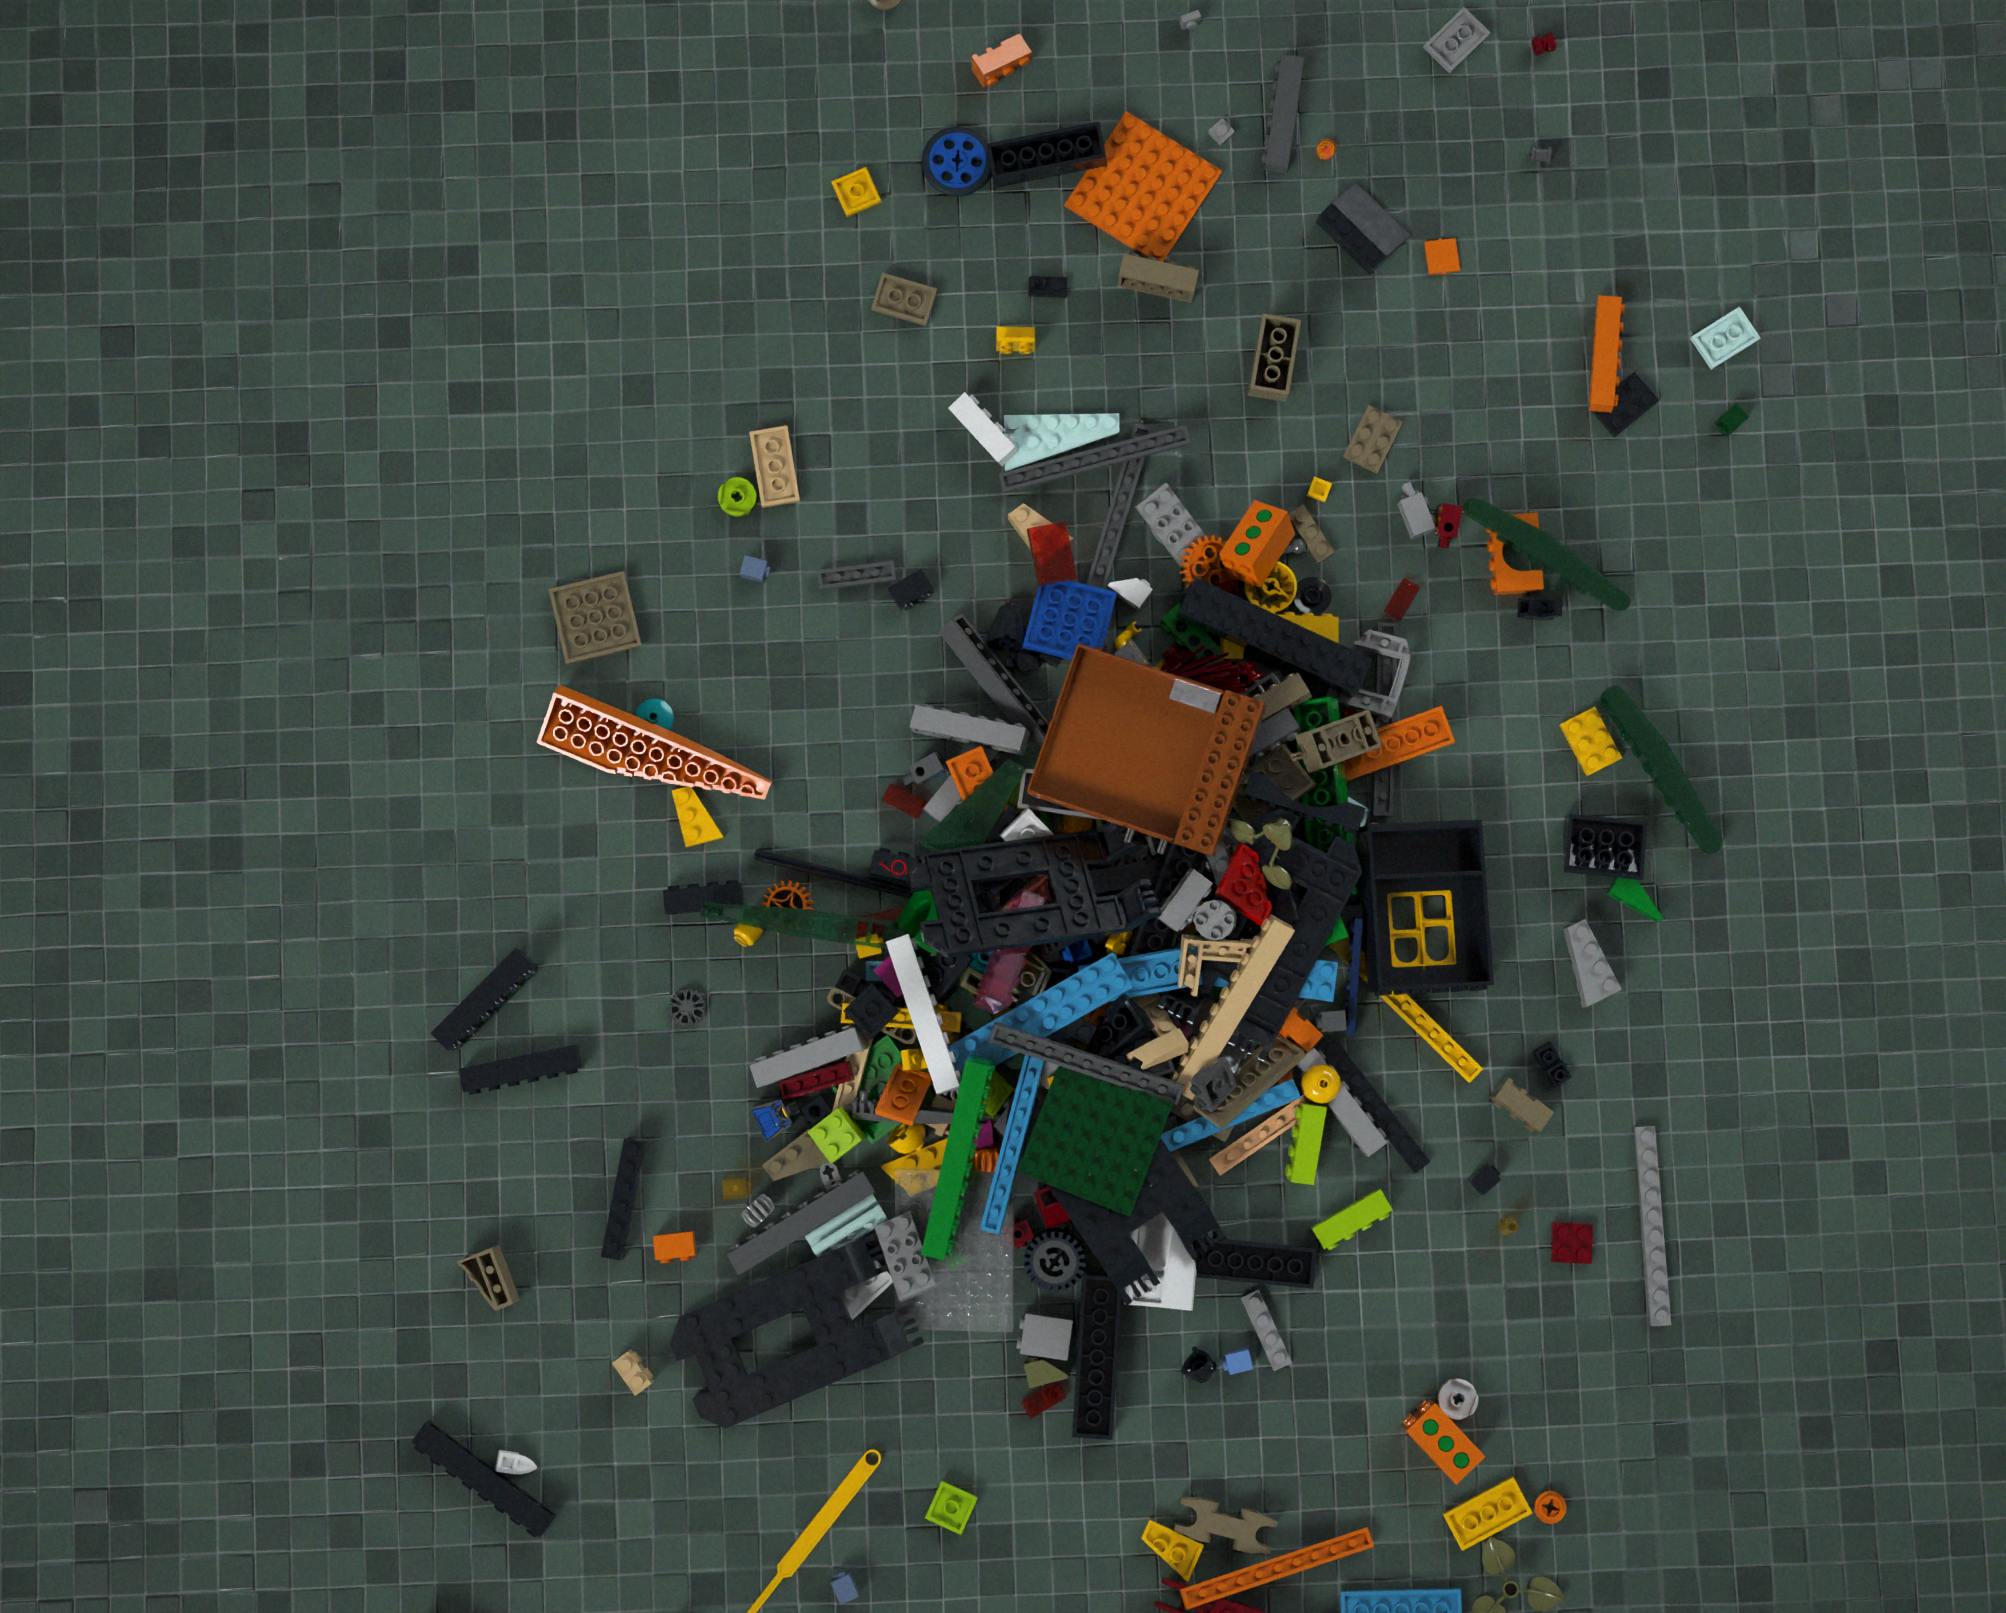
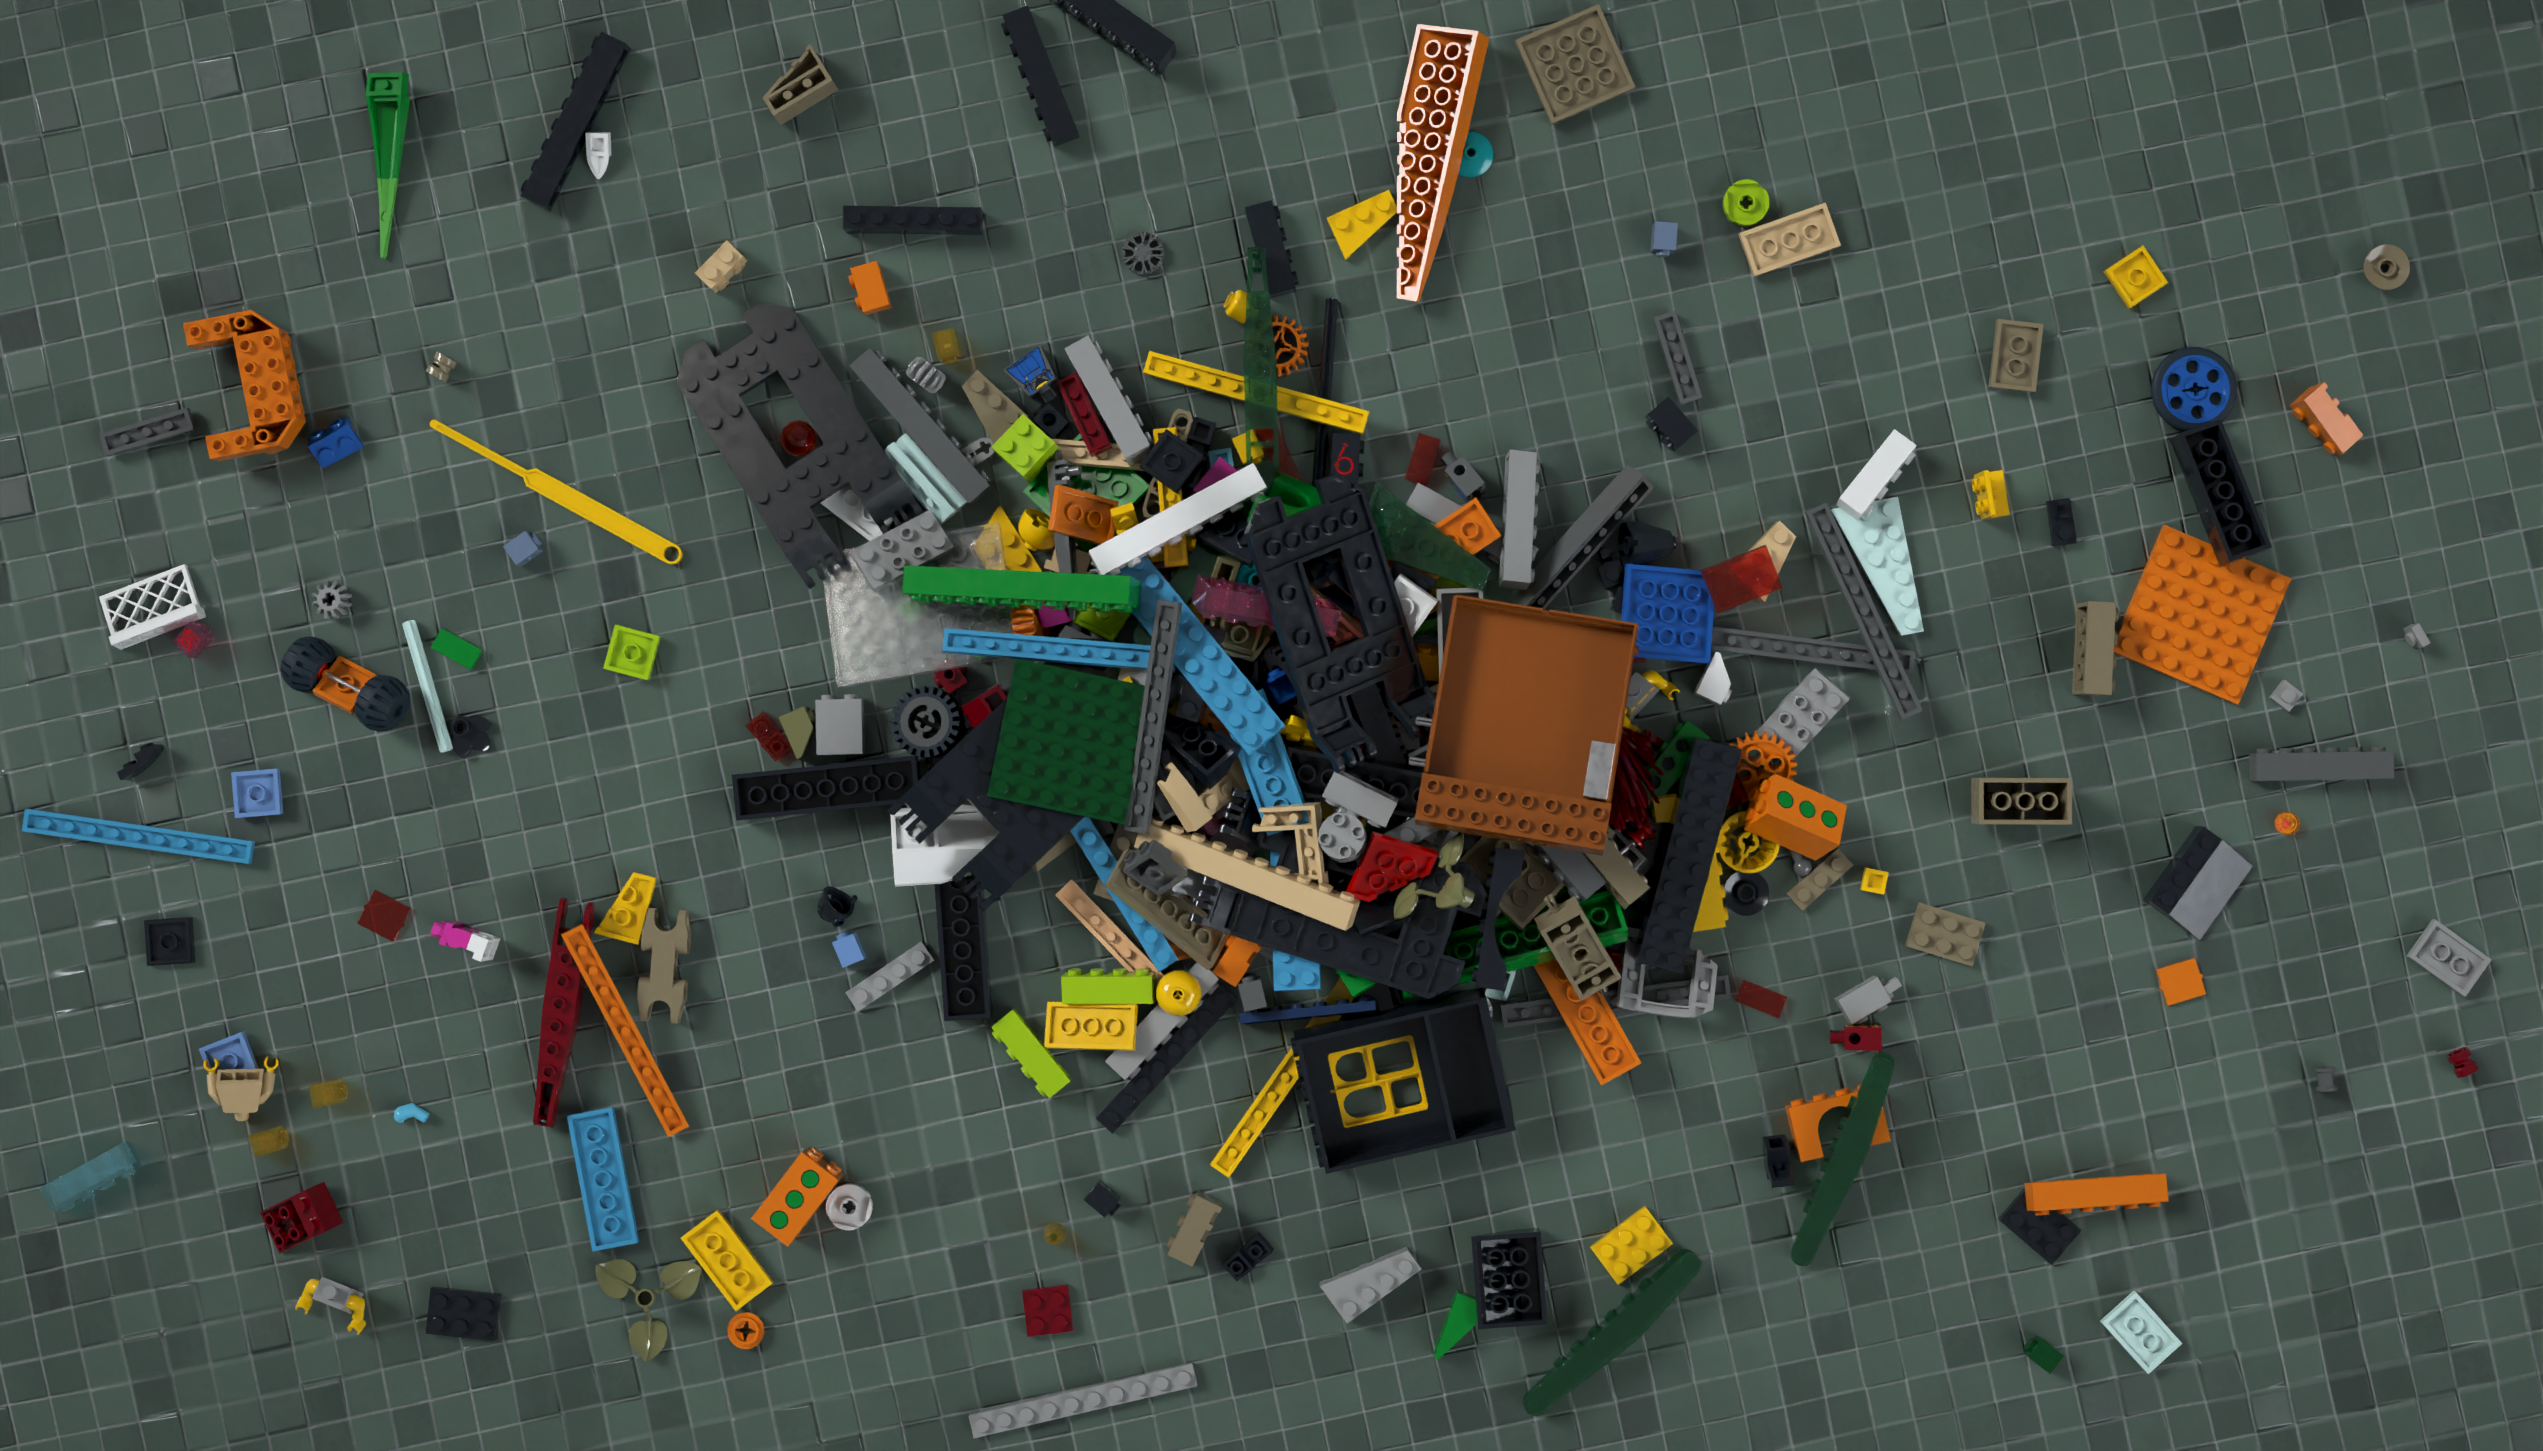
camera: 80 degrees right, 5 degrees up
(792, 1330) = (798, 438): none -> clear red hair
(815, 949) = (1232, 386): none -> yellow plate
(1337, 1163) = (1091, 1026): none -> yellow plate

